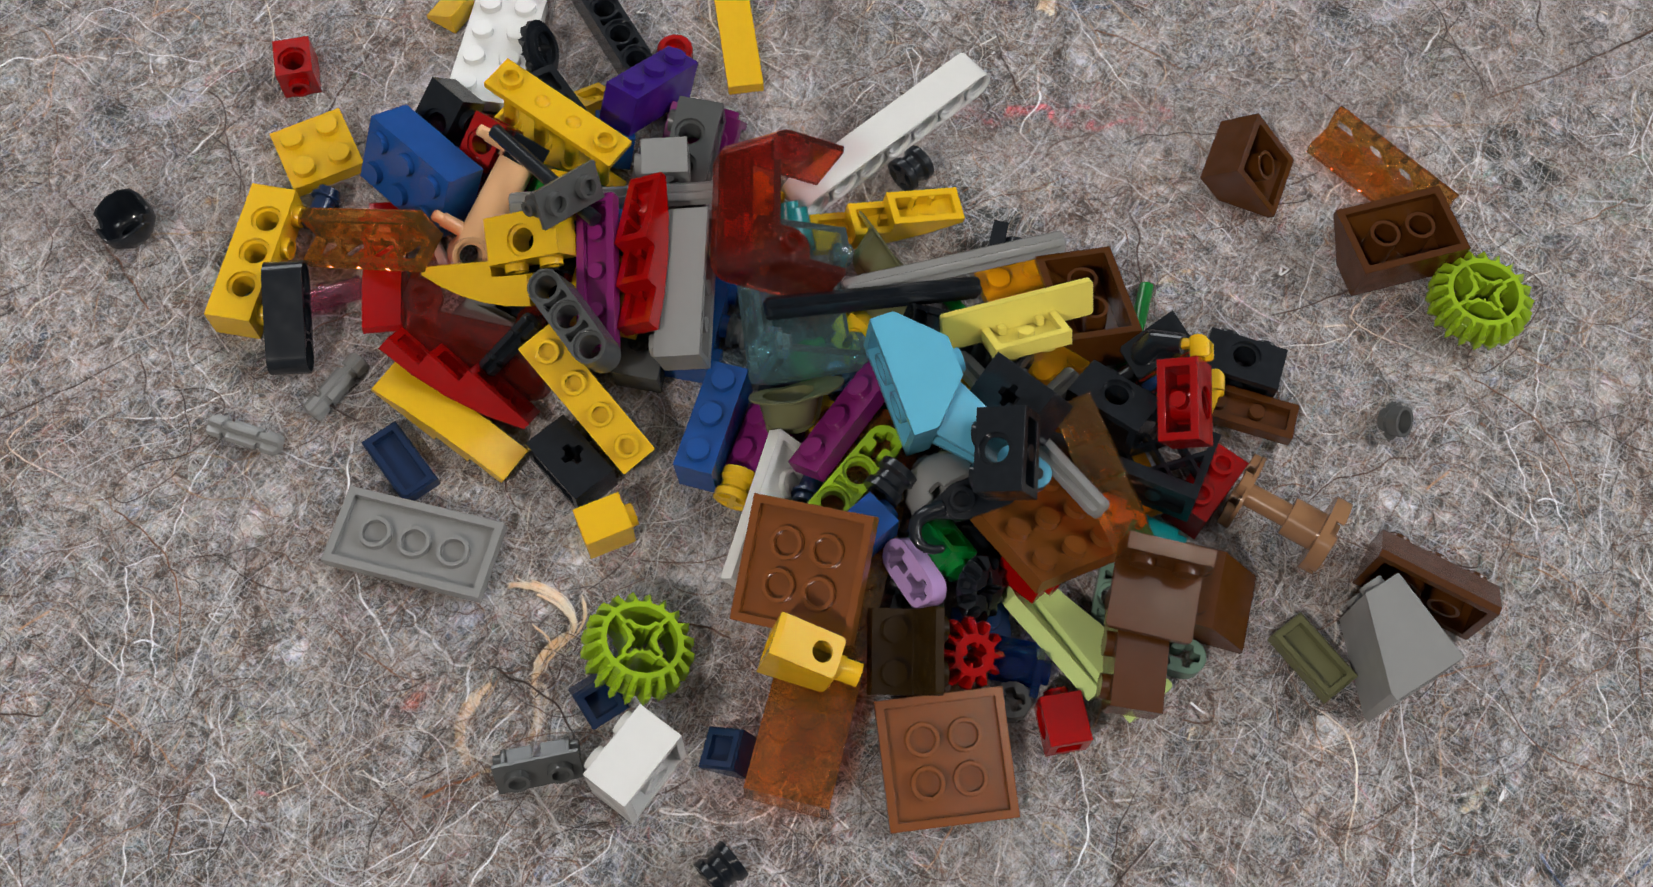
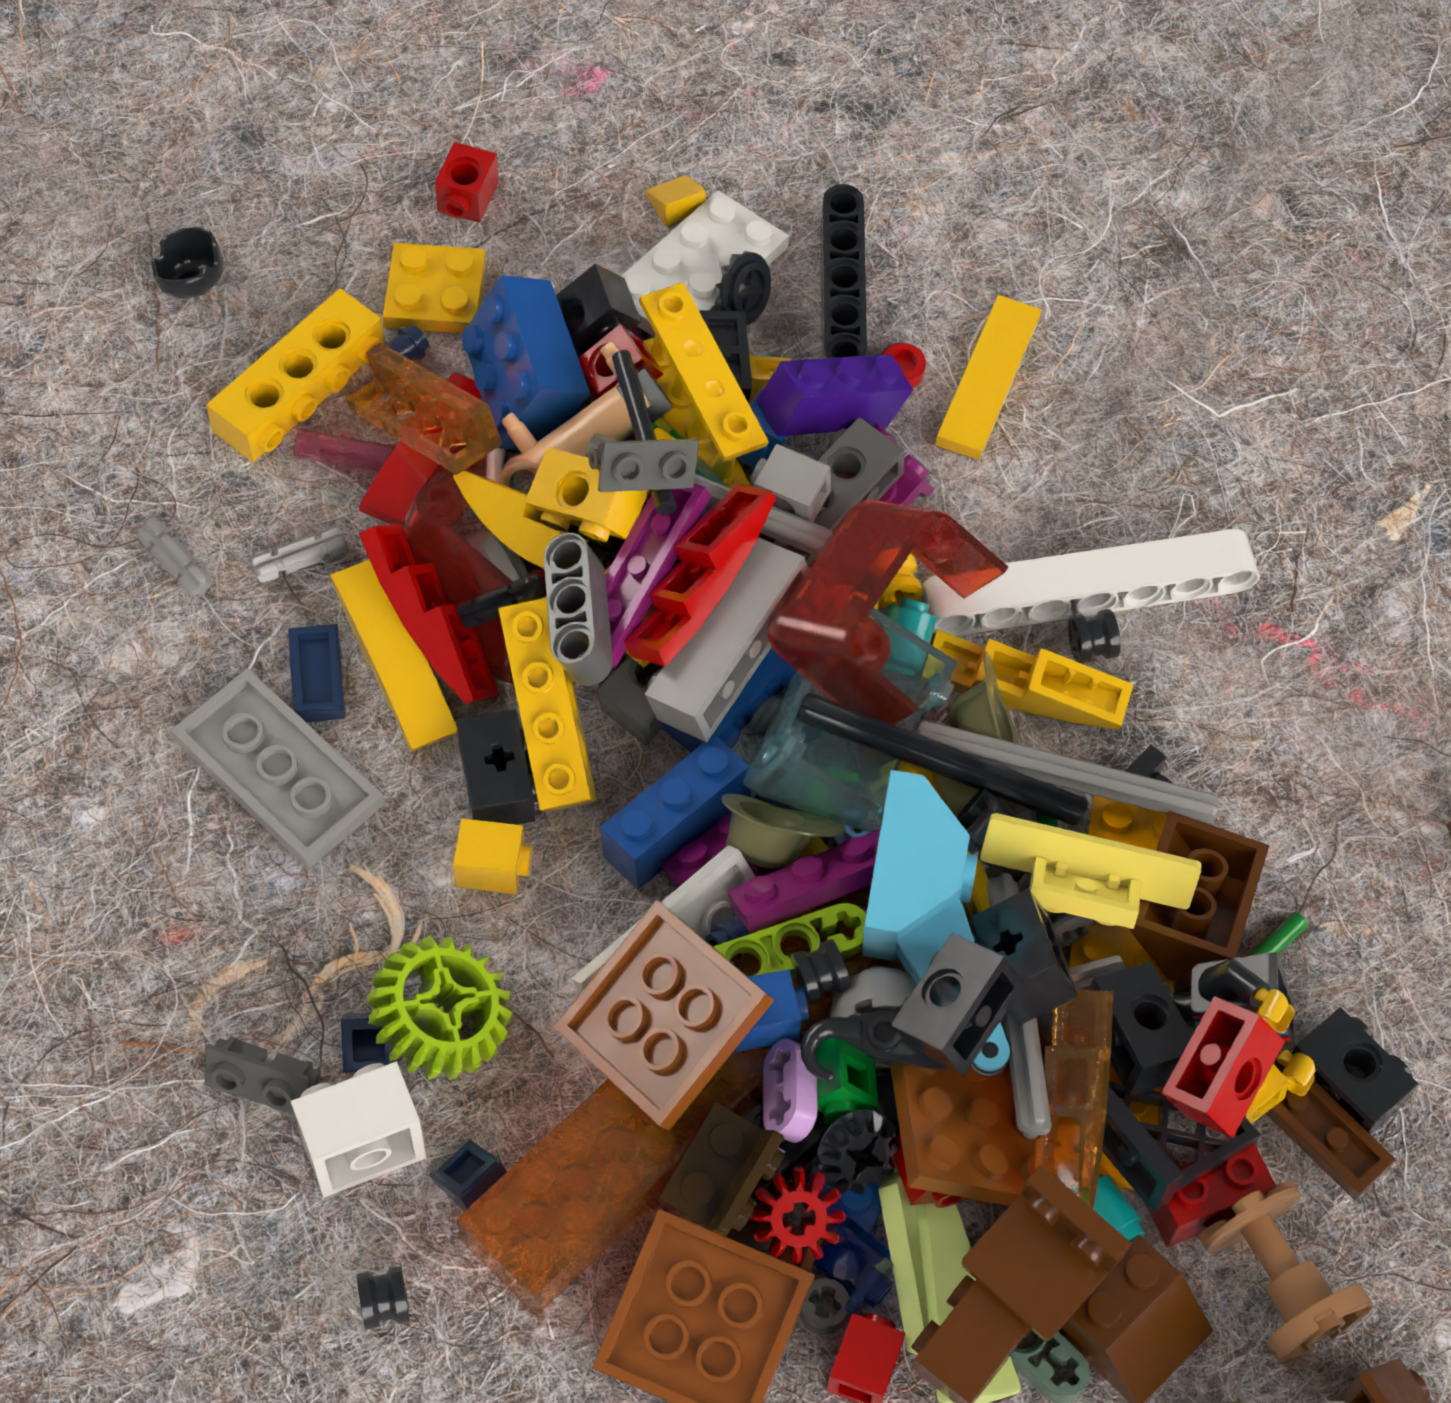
camera: 30 degrees right, 5 degrees down
(287, 317) = (289, 453): black beam -> none
(734, 487) = (656, 887): yellow wheel -> none
(792, 650) = (599, 1089): yellow torso -> none

